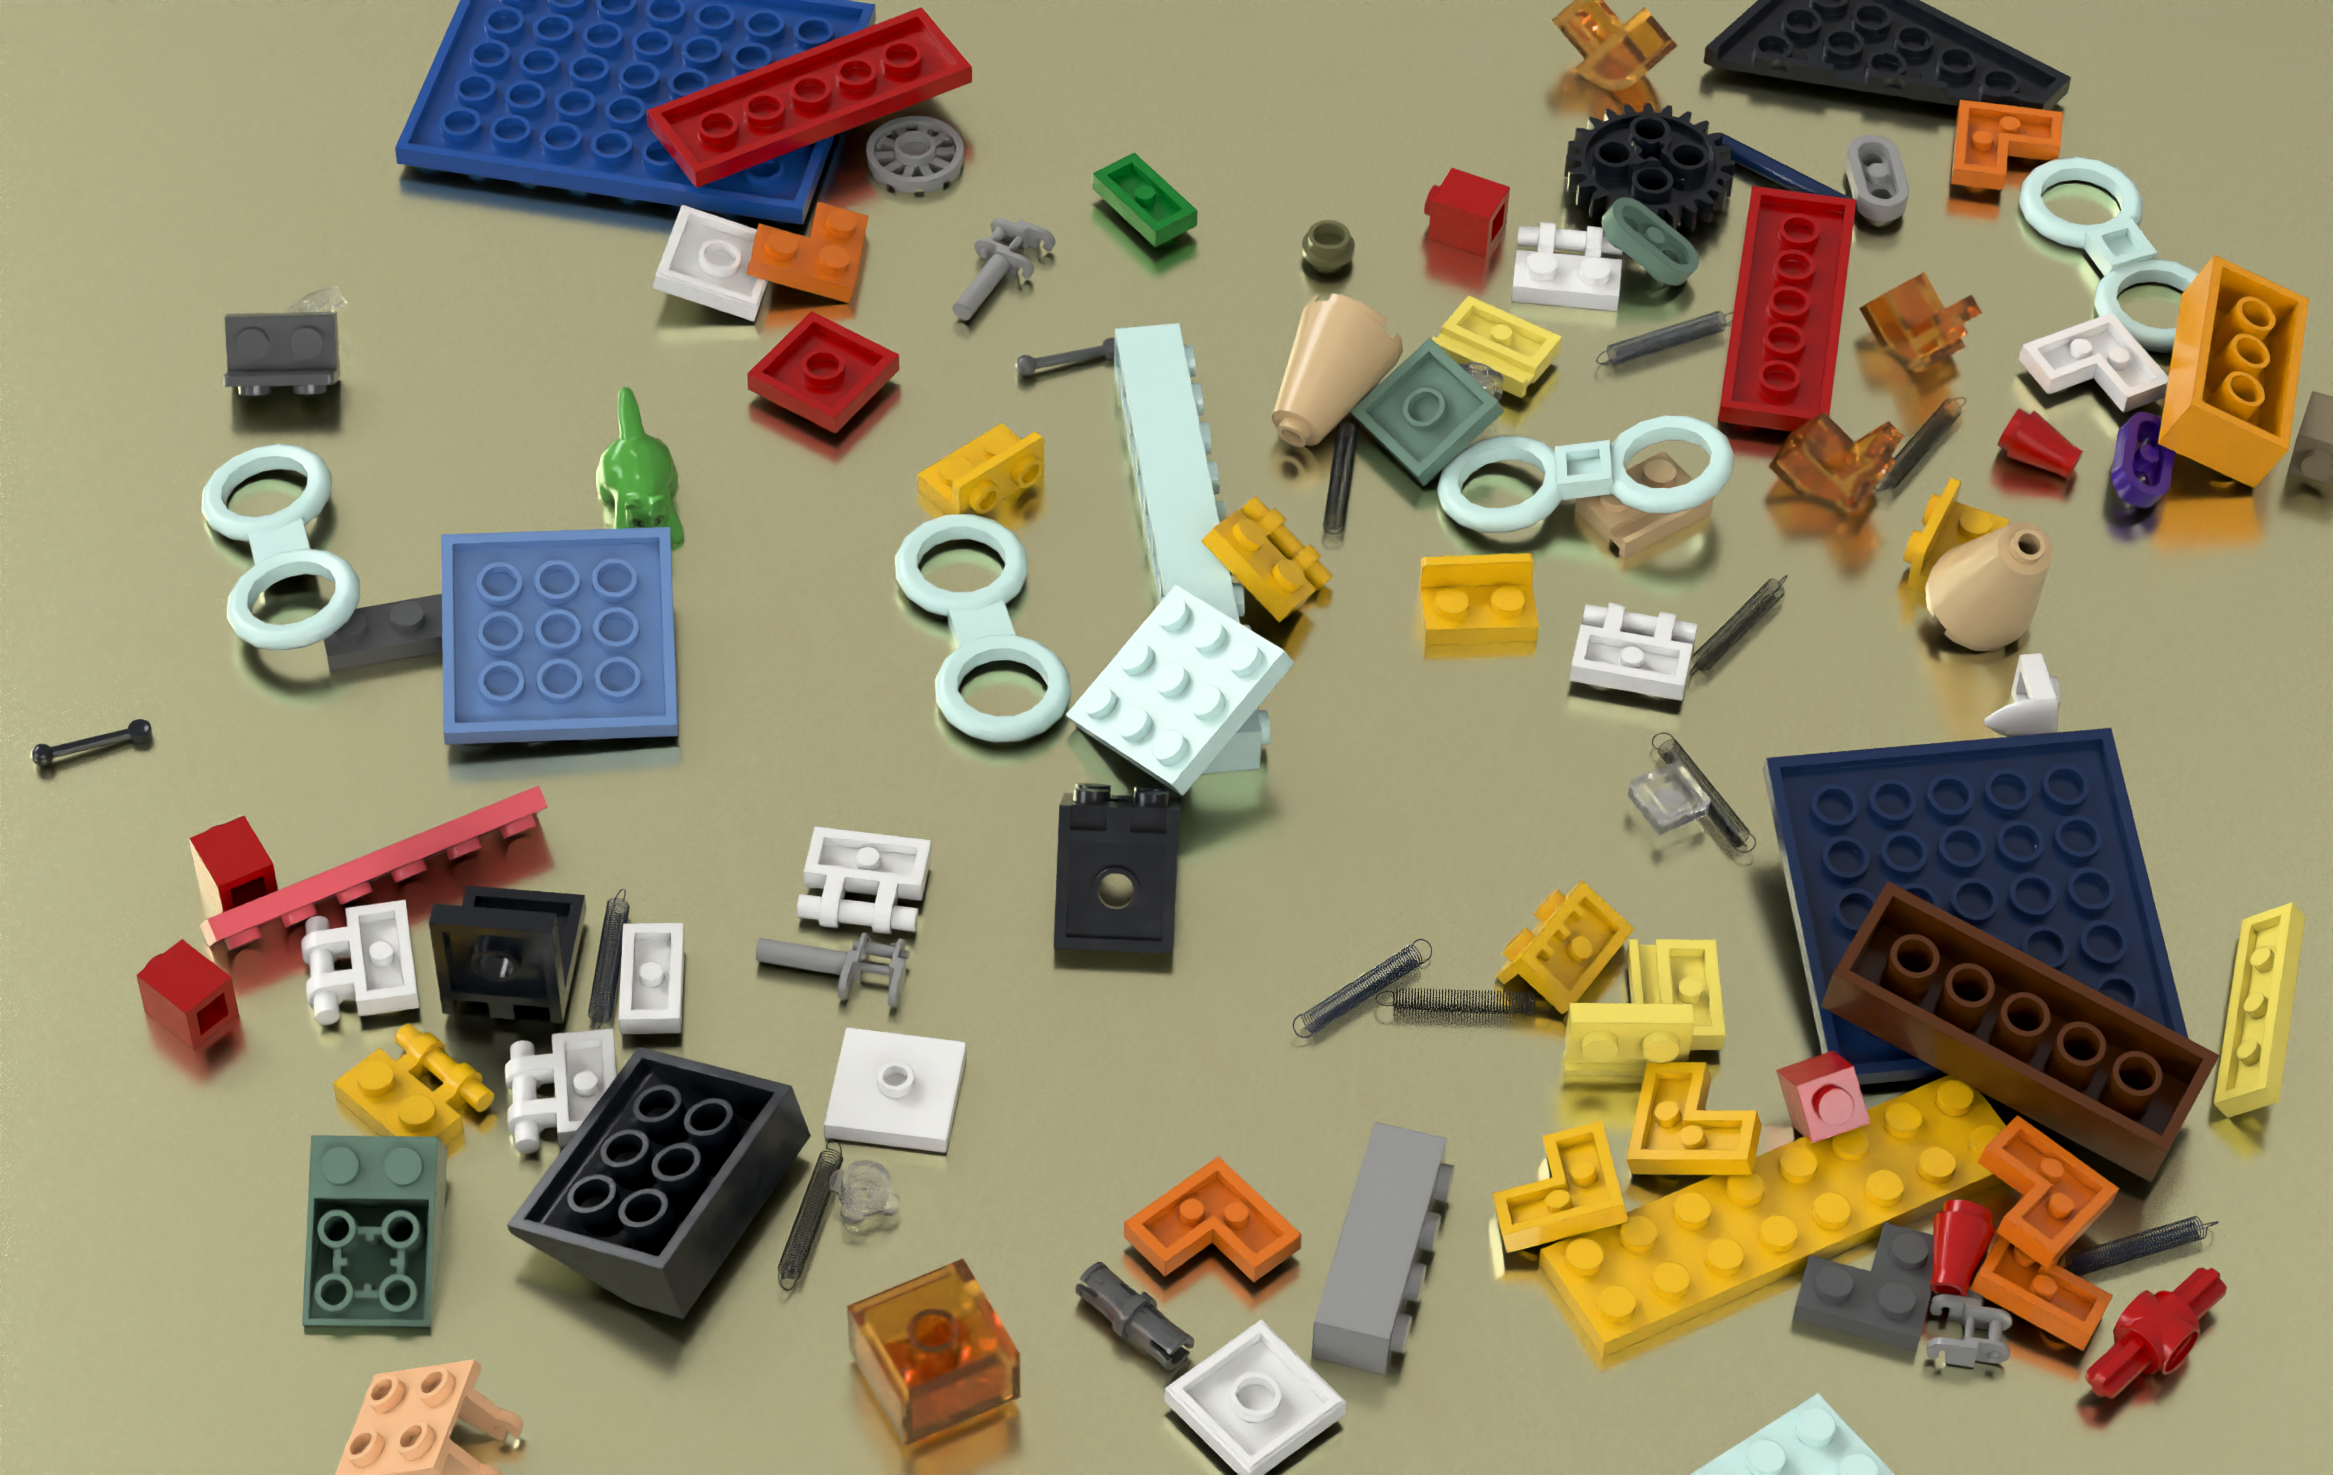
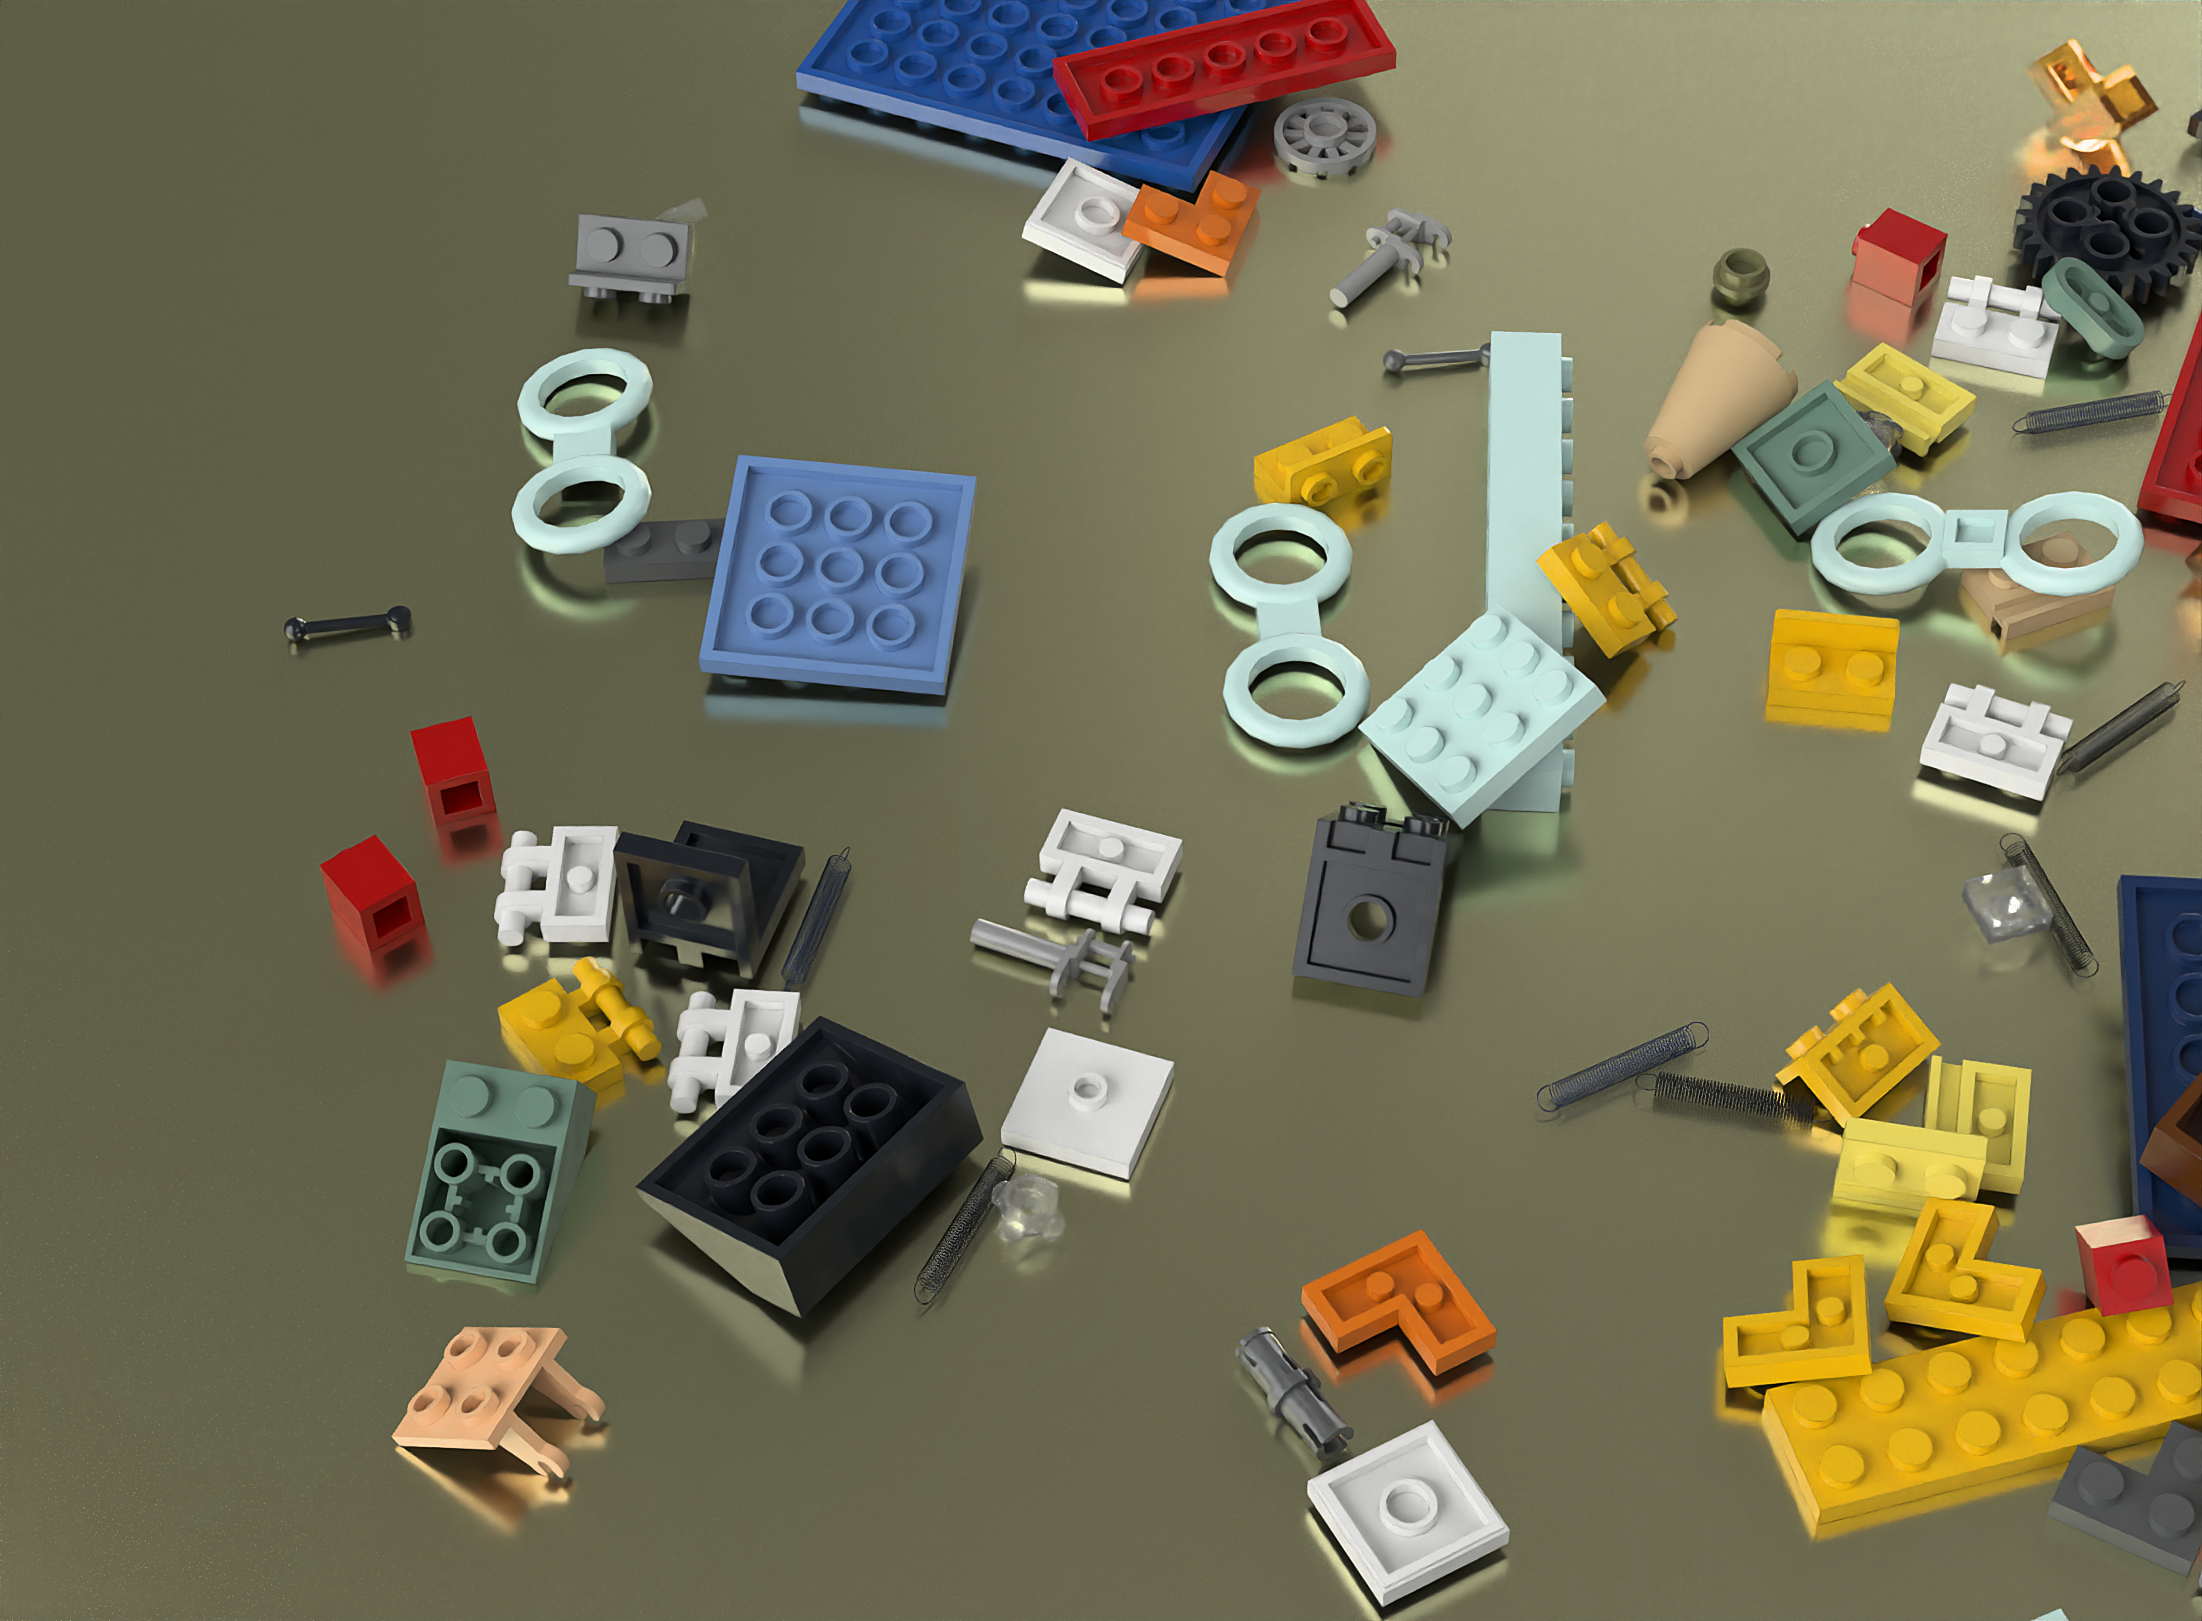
camera: 15 degrees right, 0 degrees up
(353, 878) = (569, 797): coral plate -> none
(638, 474) = (964, 422): bright green animal -> none
(651, 978) = (854, 945): white plate -> none
(823, 372) = (1179, 341): red plate -> none
(934, 1352) = (1059, 1399): clear orange brick -> none
(1144, 199) = (1554, 206): green plate -> none
(1348, 473) = (1711, 532): black piece -> none
(1380, 1249) = (1583, 1360): light grey brick -> none

